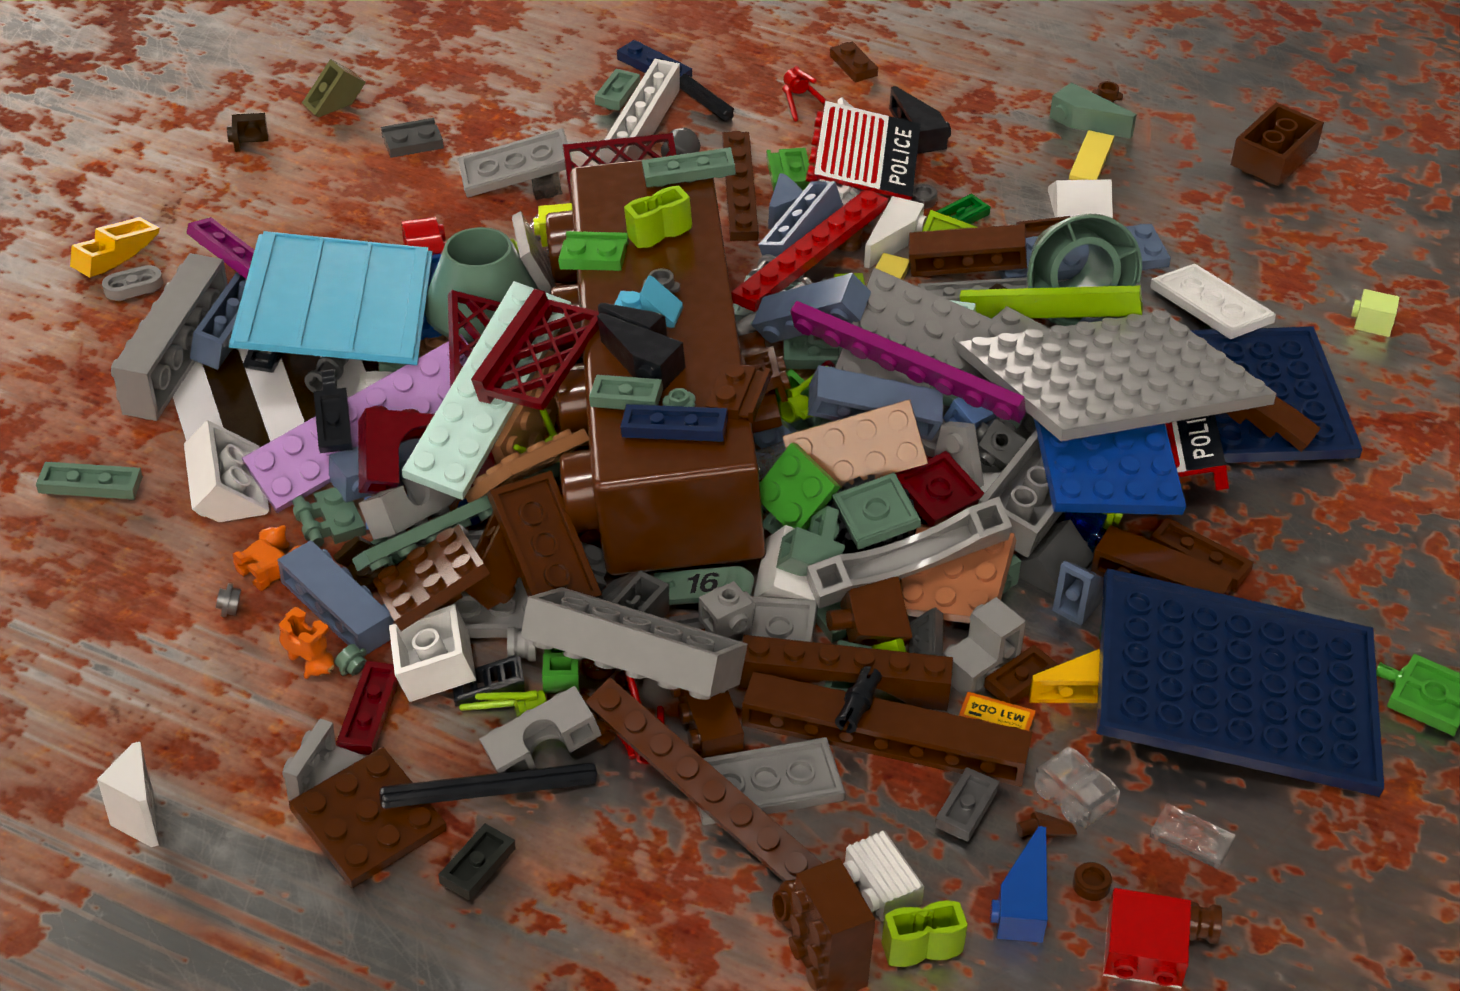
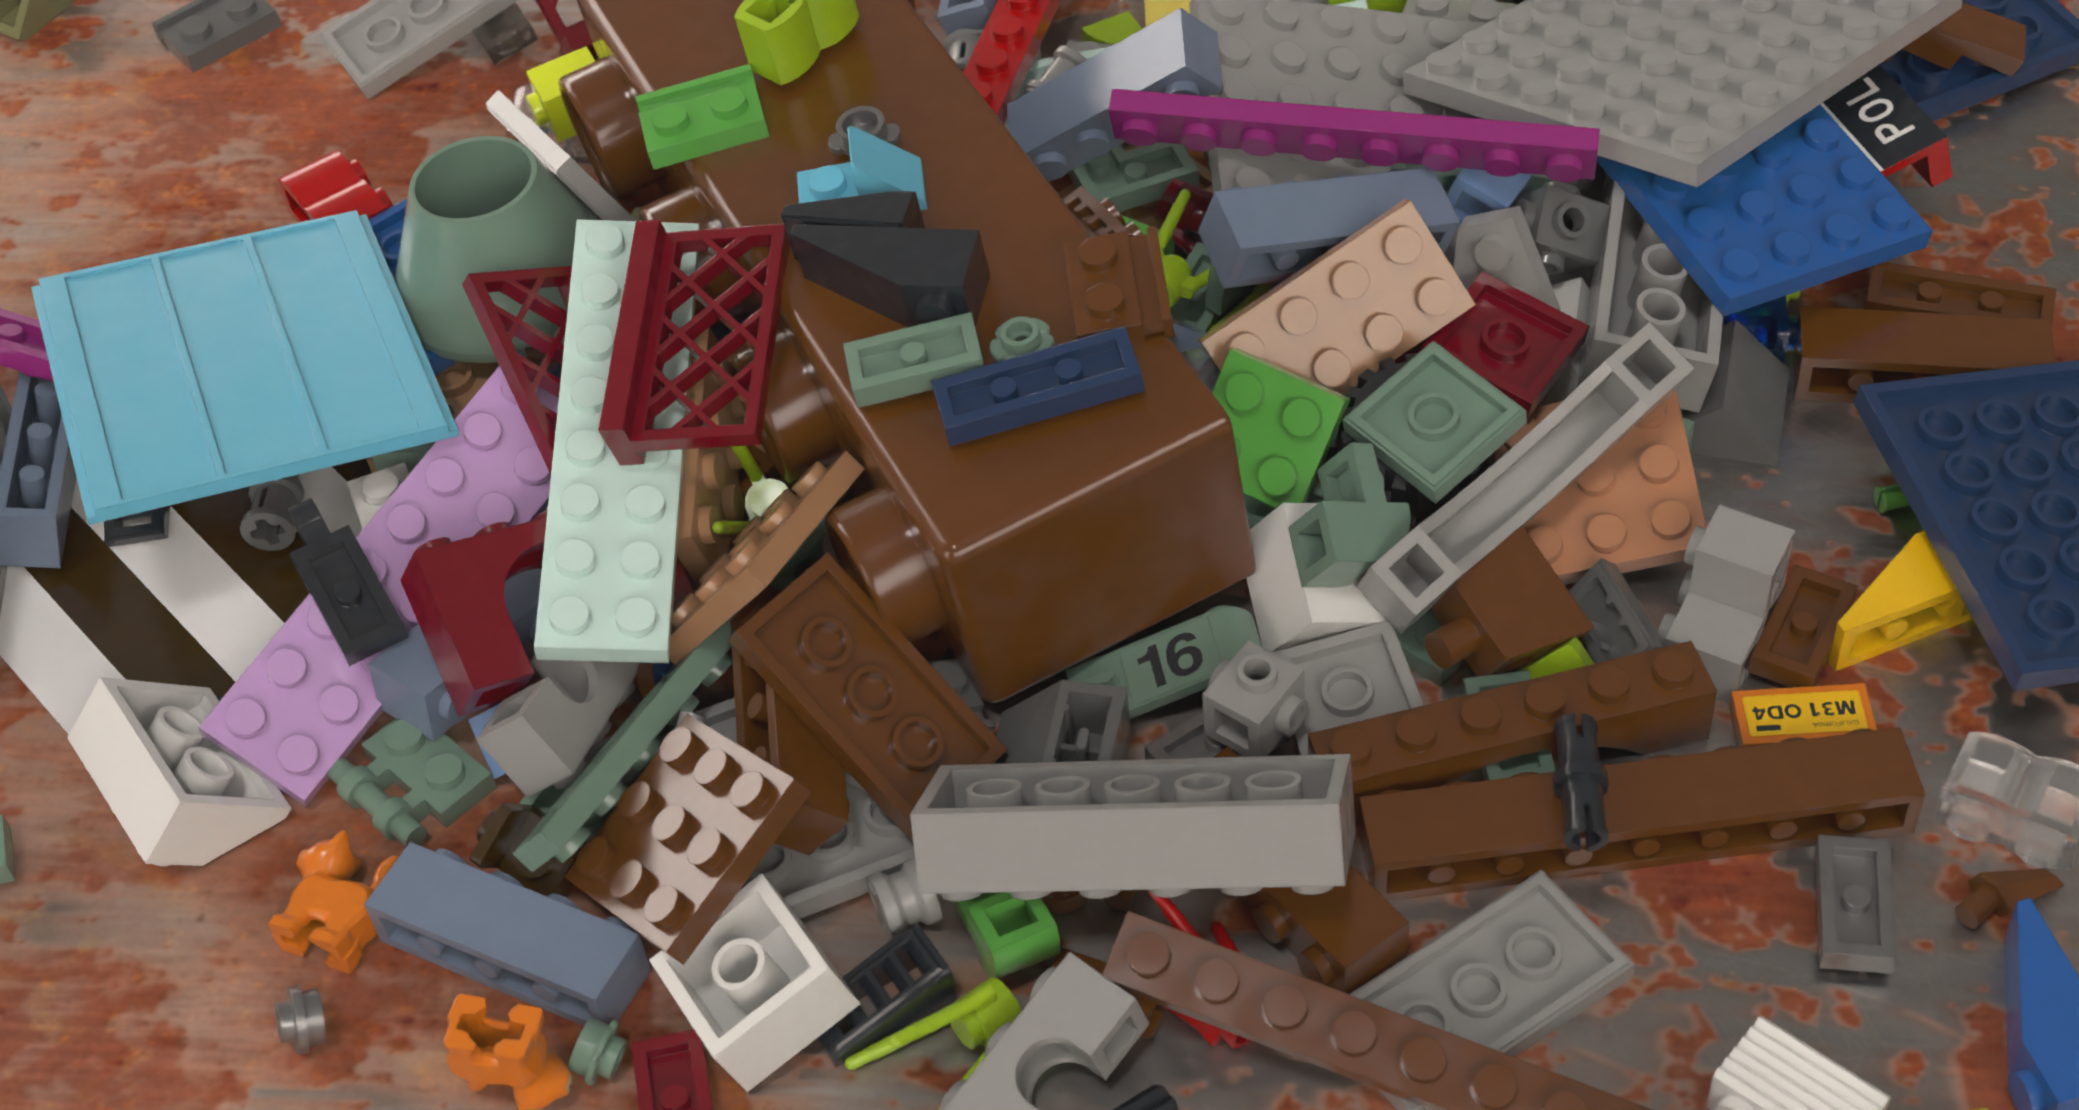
camera: 15 degrees left, 5 degrees up
(1077, 592) = (1814, 447): sand blue slope -> none

